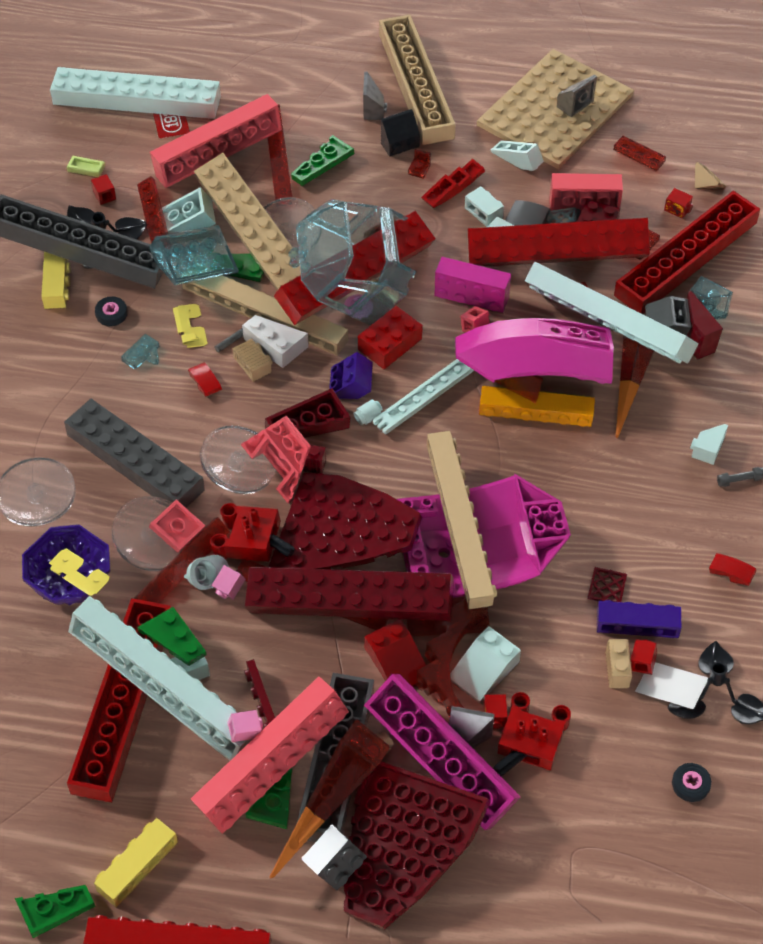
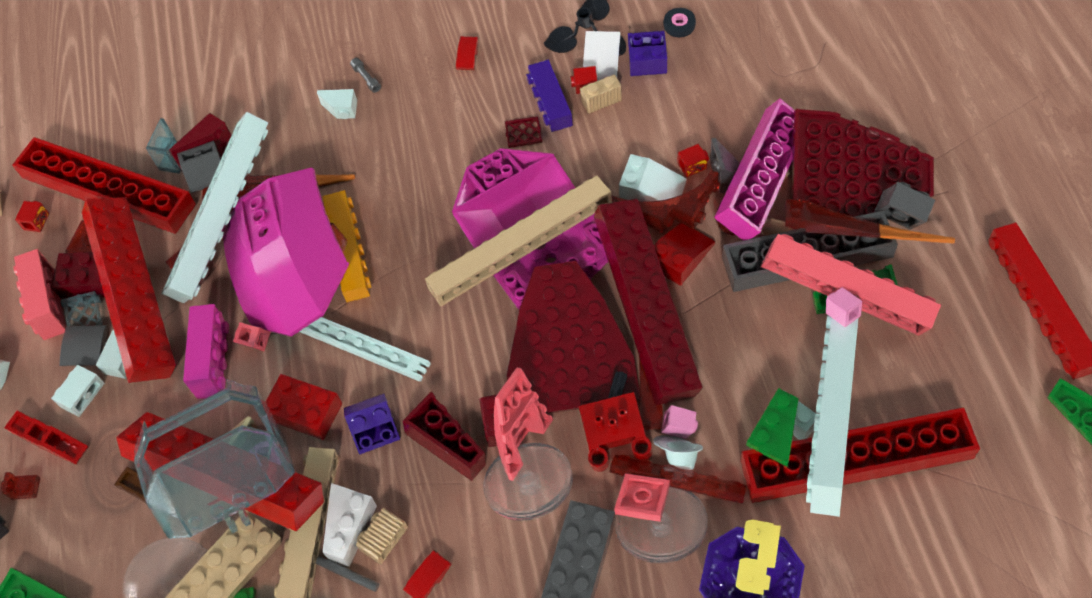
camera: 105 degrees left, 5 degrees up
(135, 862) = (1001, 365): light yellow brick -> none
(258, 692) = (780, 341): dark red plate -> none
(367, 412) = (410, 388): light aqua brick -> none
(530, 736) = (700, 124): red piece -> none
(654, 725) = (647, 53): none -> dark purple slope

